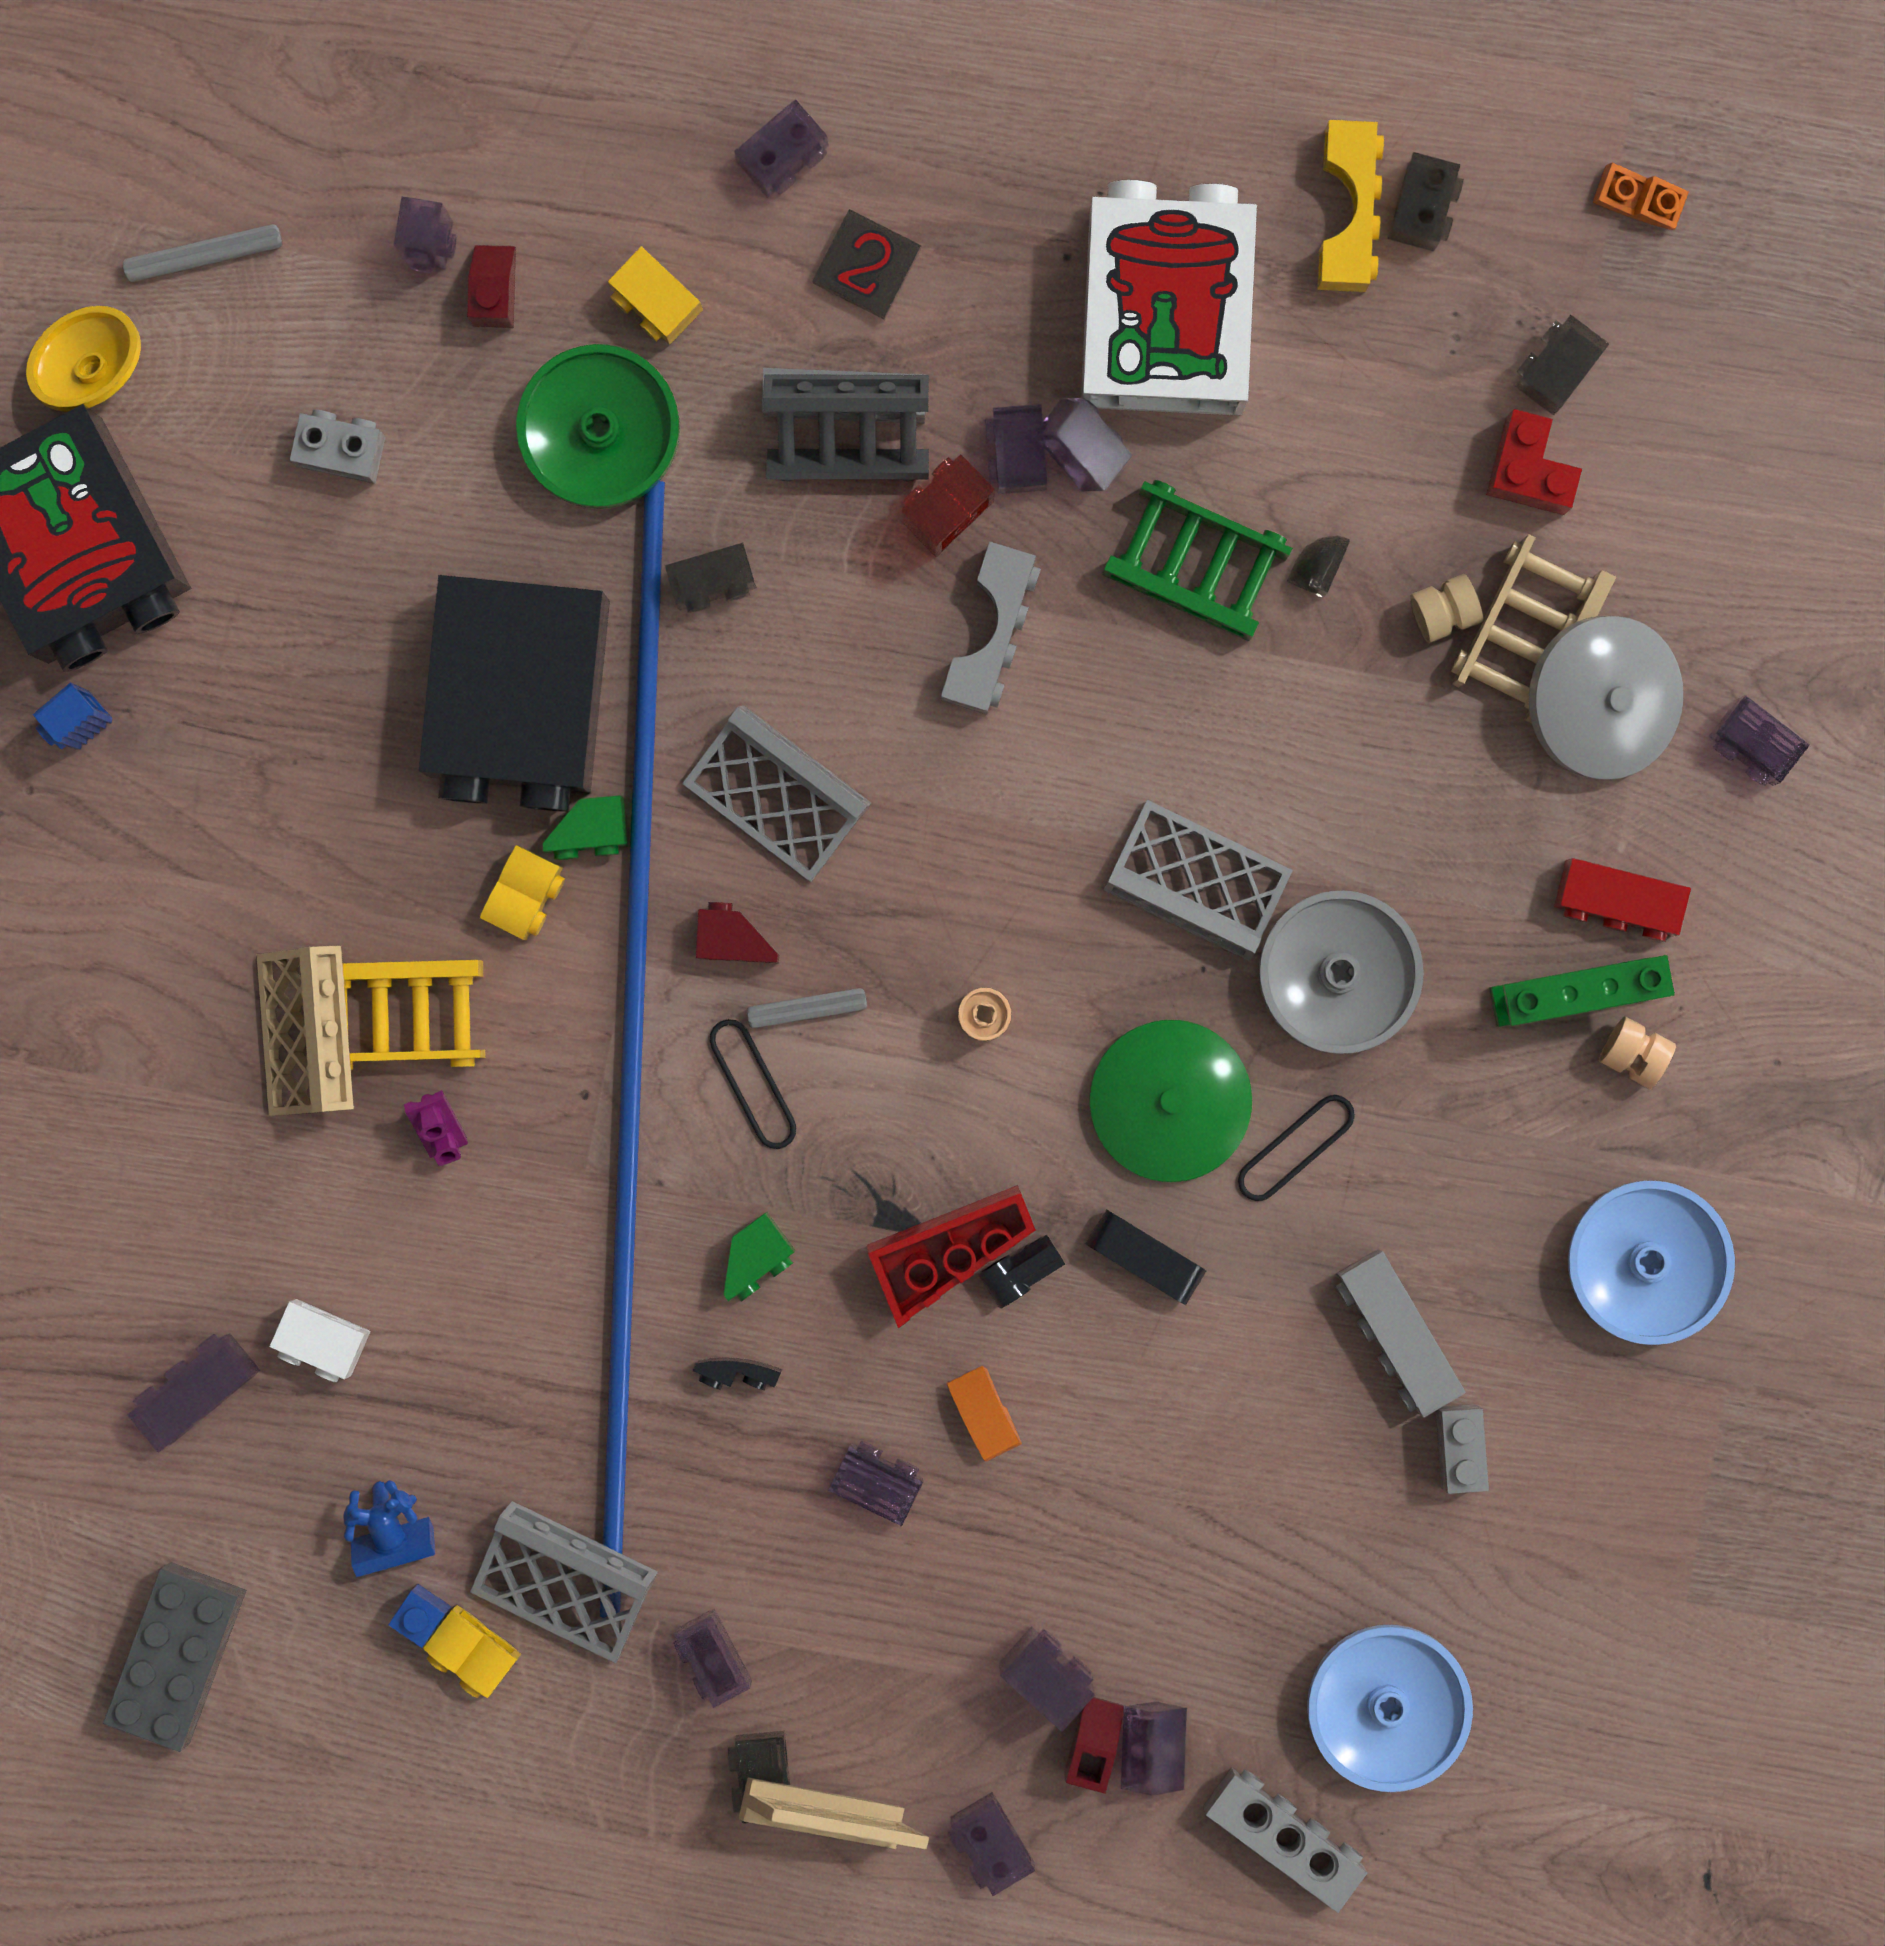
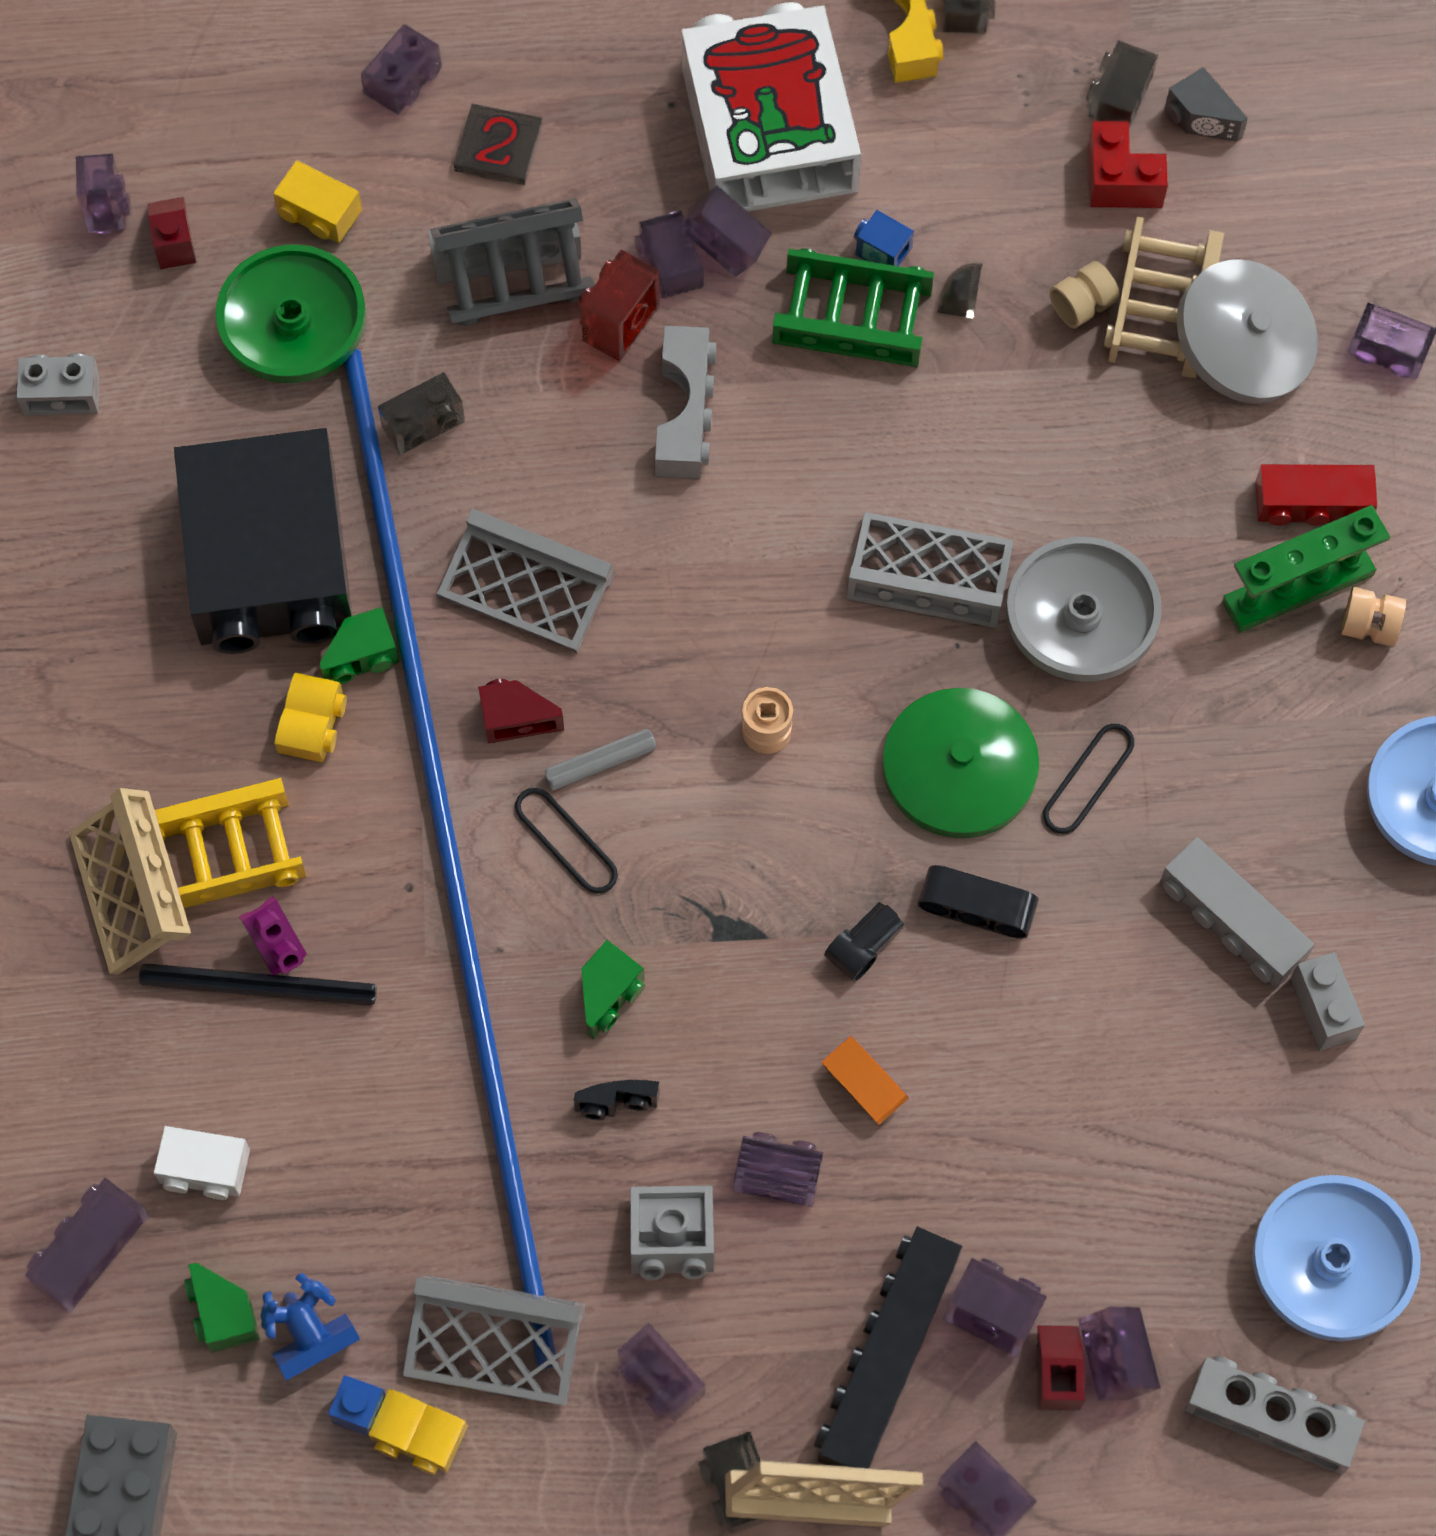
camera: 15 degrees left, 20 degrees down
(313, 1487) = (223, 1308): none -> green slope
(412, 1164) = (258, 984): none -> black axle
(758, 1518) = (672, 1231): none -> light grey plate
(936, 1688) = (890, 1350): none -> black brick
(947, 1250) = (781, 940): red wedge -> none
(1249, 489) = (883, 240): none -> blue brick
(1642, 411) = (1204, 108): none -> dark grey slope

